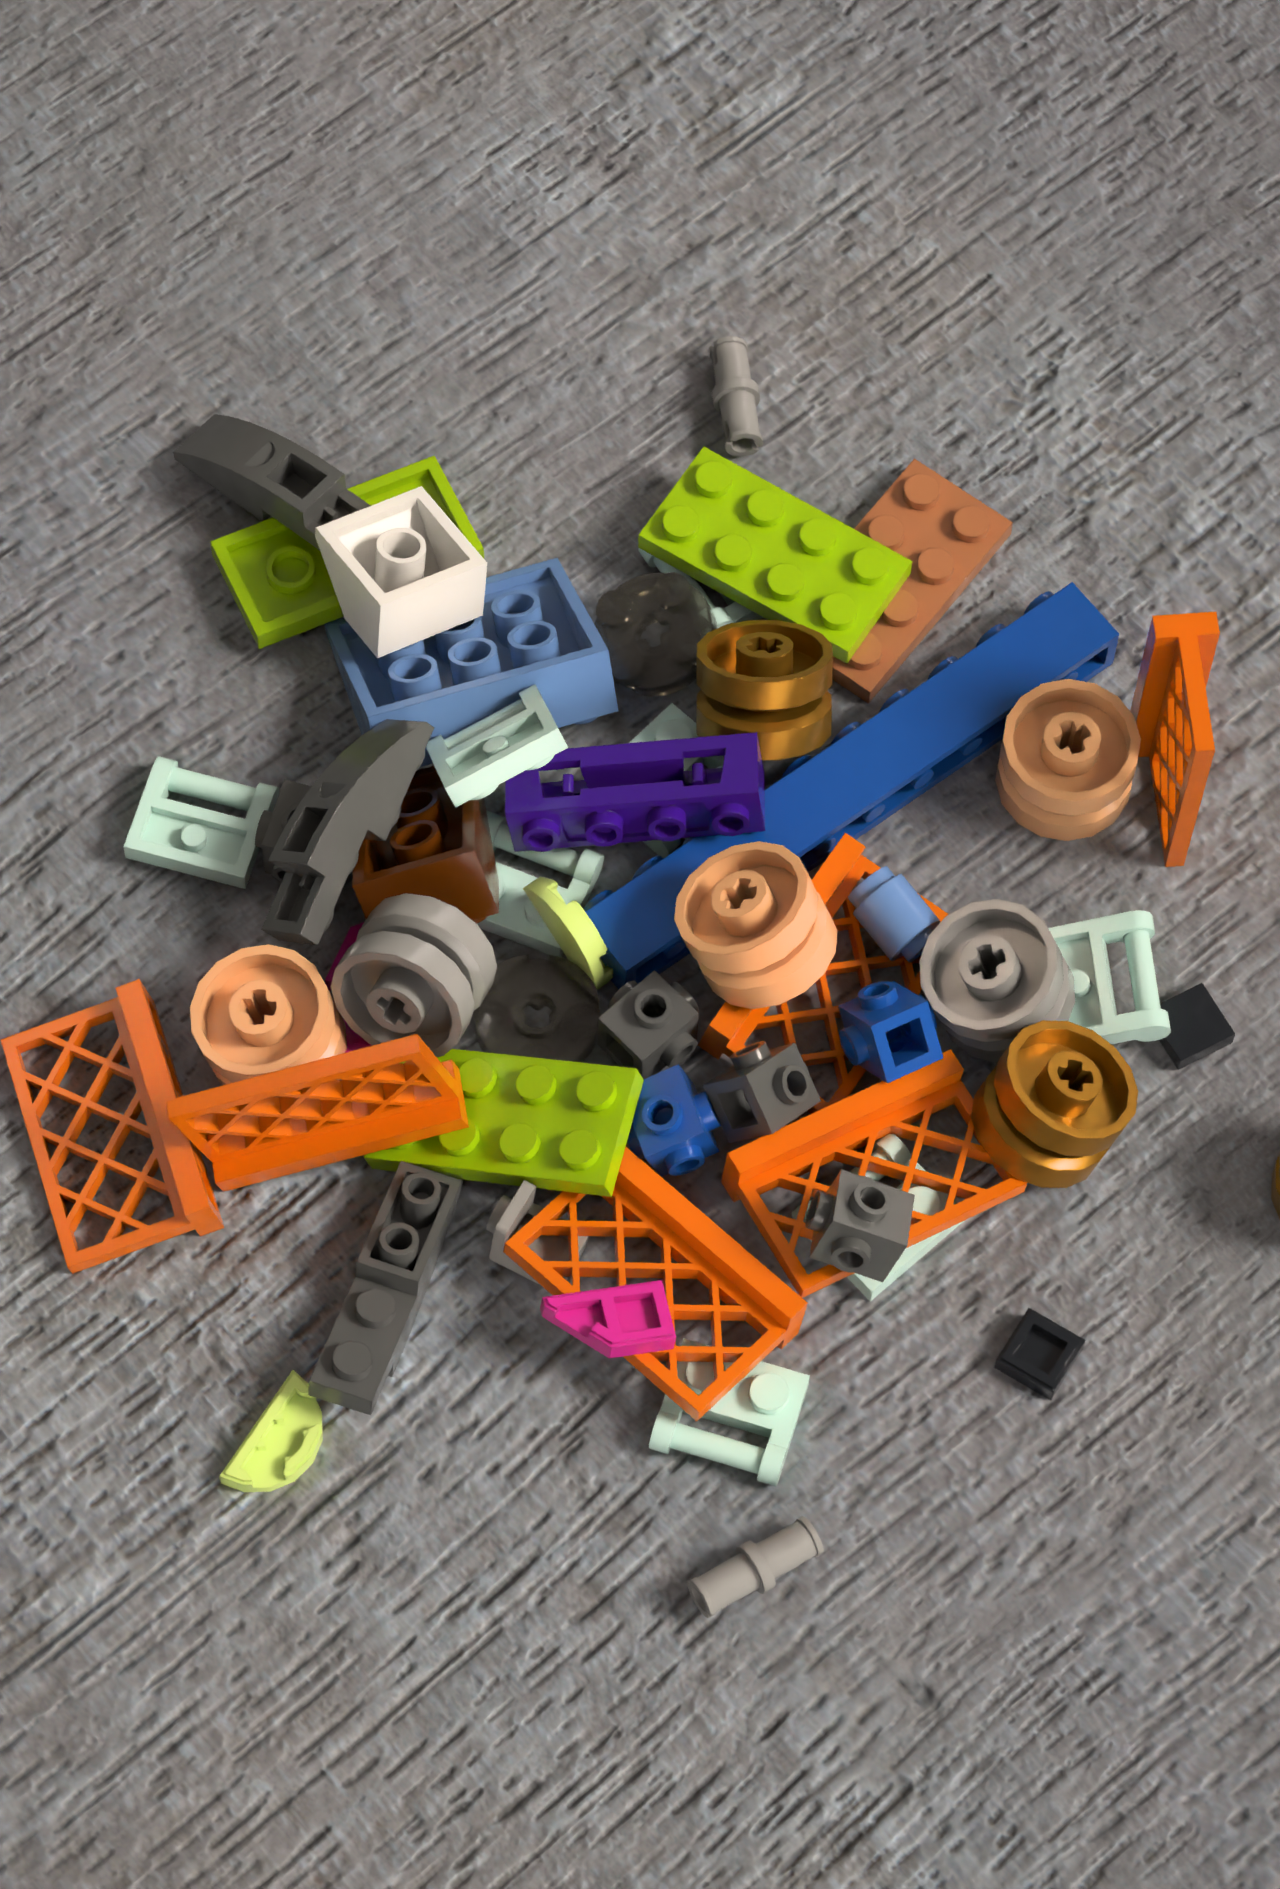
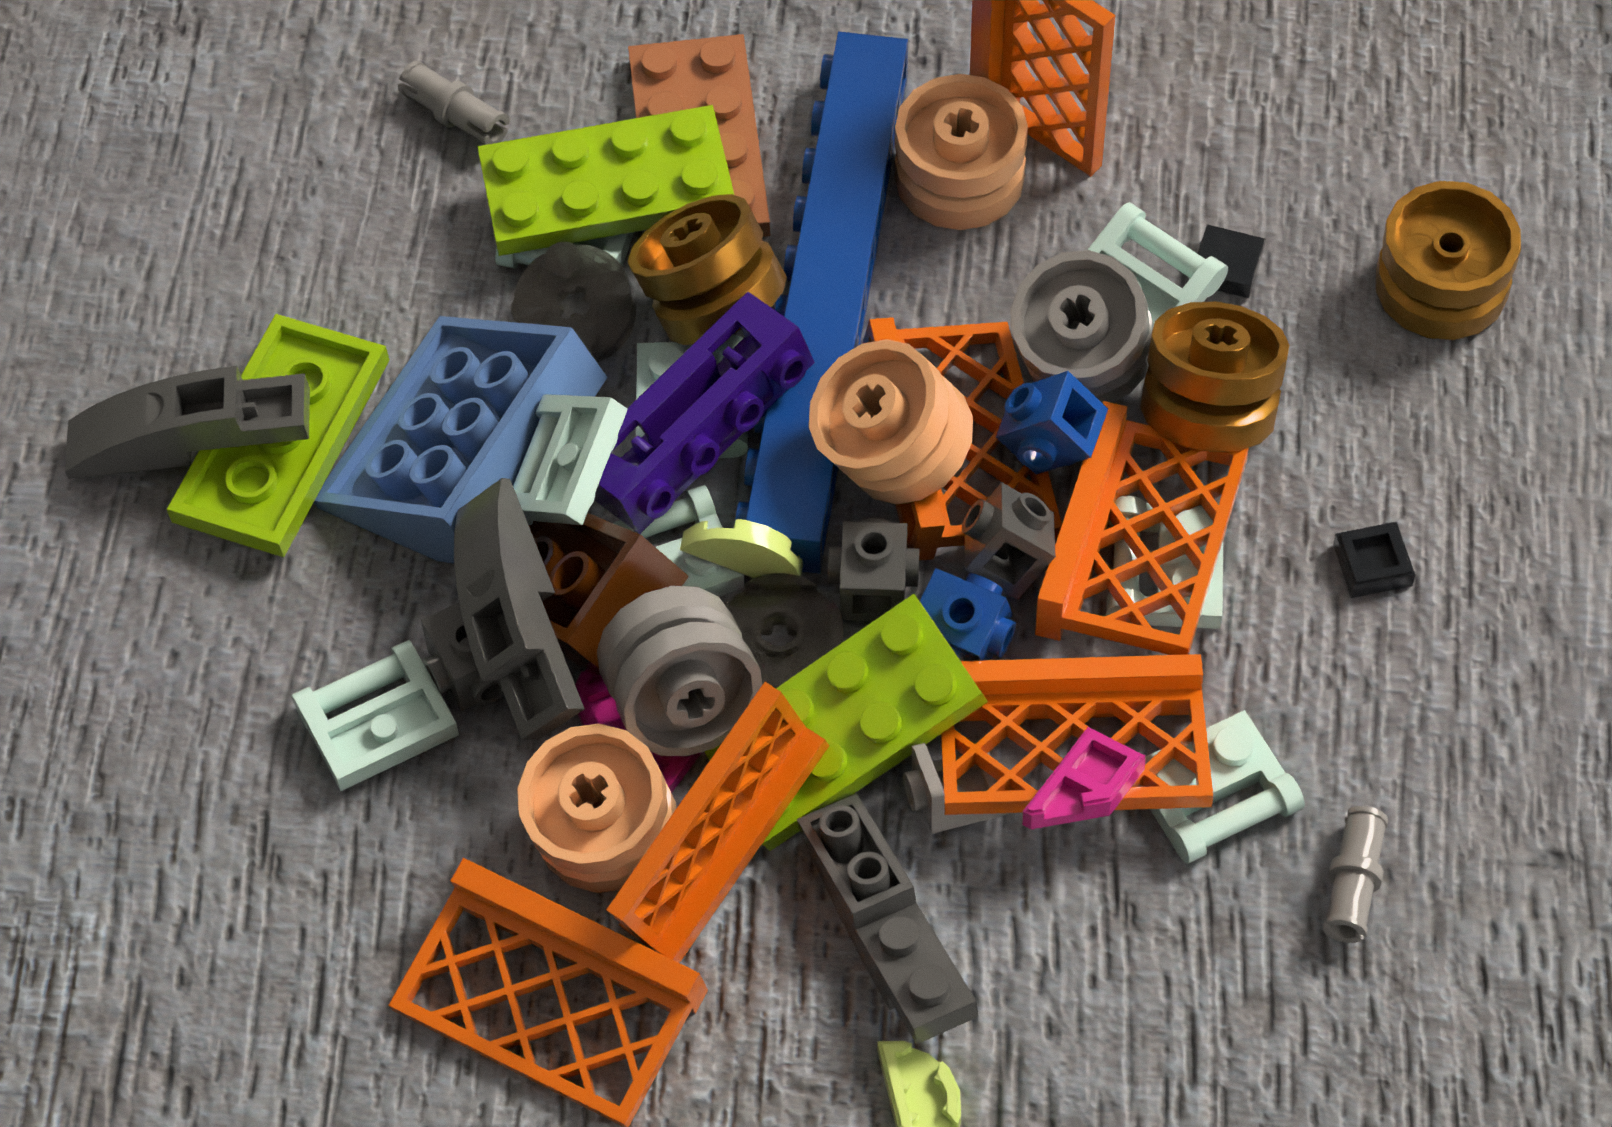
camera: 40 degrees left, 5 degrees down
(402, 571) = (353, 400): white slope -> none
(860, 1225) = (1191, 561): dark grey brick -> none
(893, 914) = (965, 345): medium blue brick -> none

